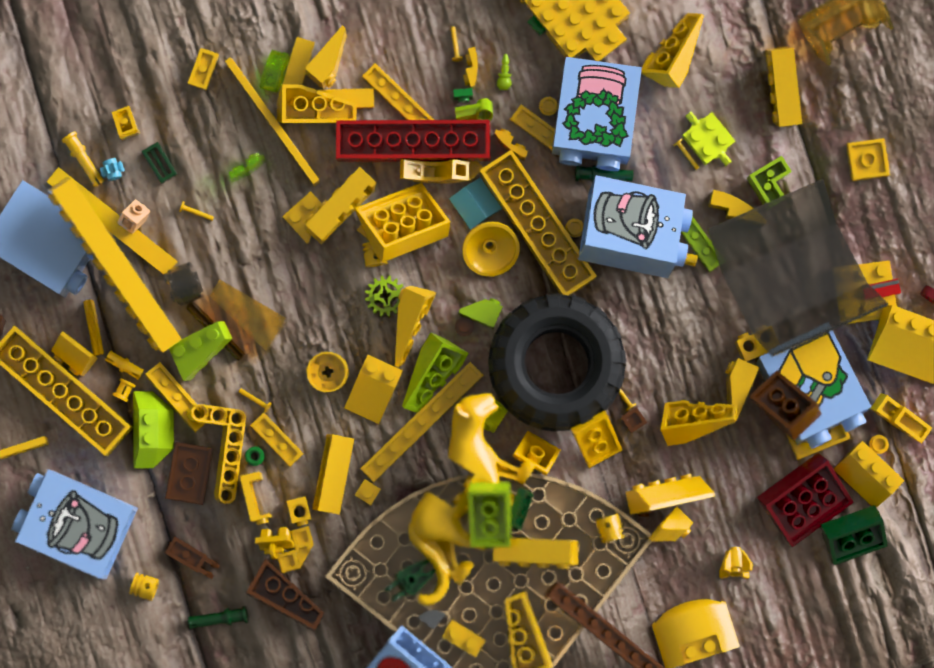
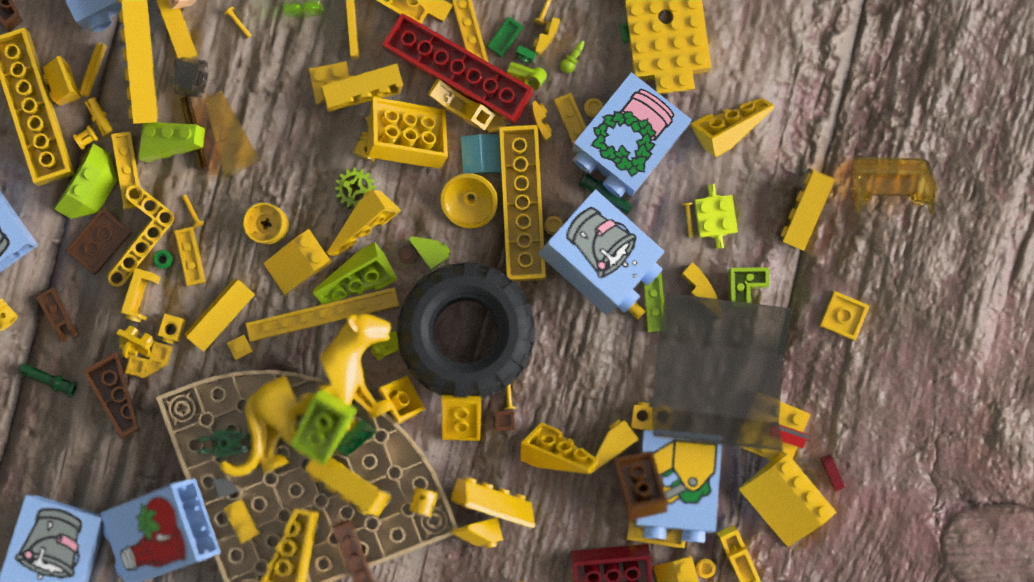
camera: 35 degrees right, 0 degrees up
(435, 89) = (505, 37): none -> green tile

